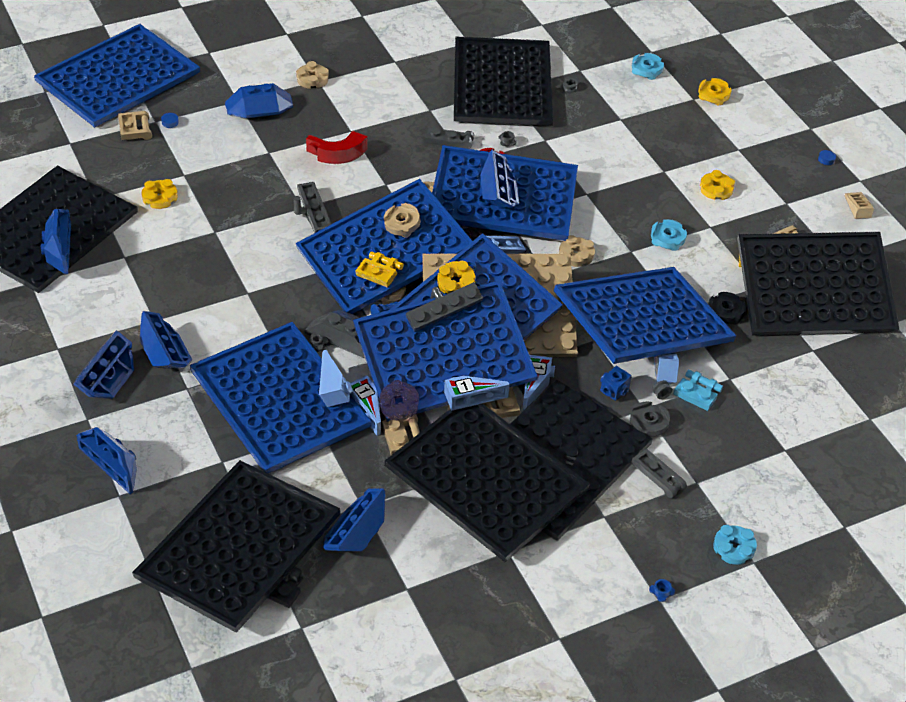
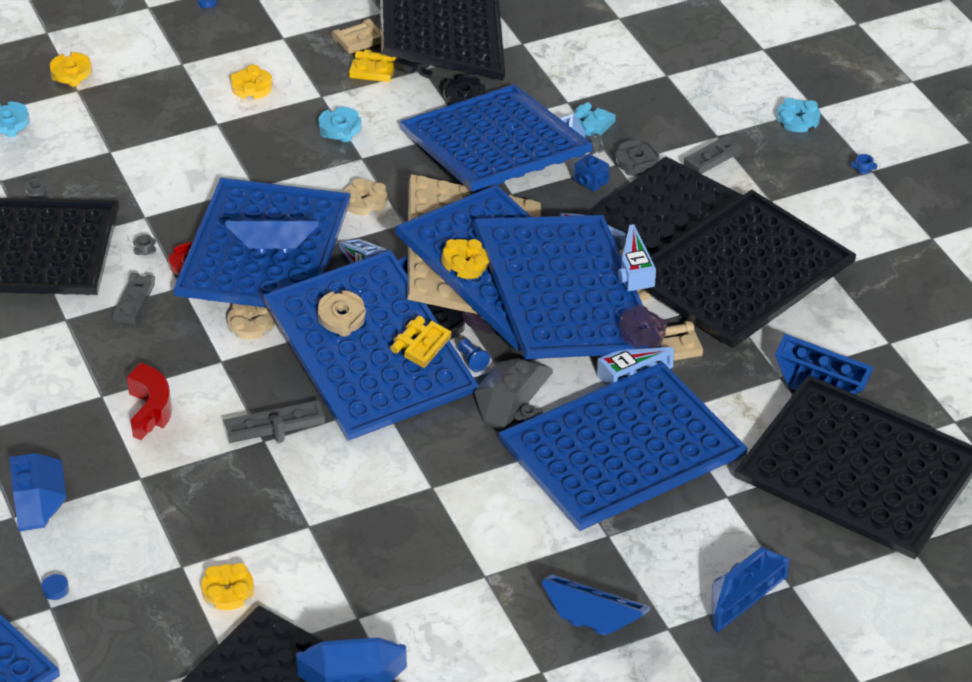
camera: 85 degrees left, 5 degrees down
(128, 125) = (66, 625): tan plate -> none
(162, 342) = (554, 549): blue wedge -> none
(333, 385) = (617, 380): light blue slope -> none
(443, 306) = (514, 266): dark grey plate -> none

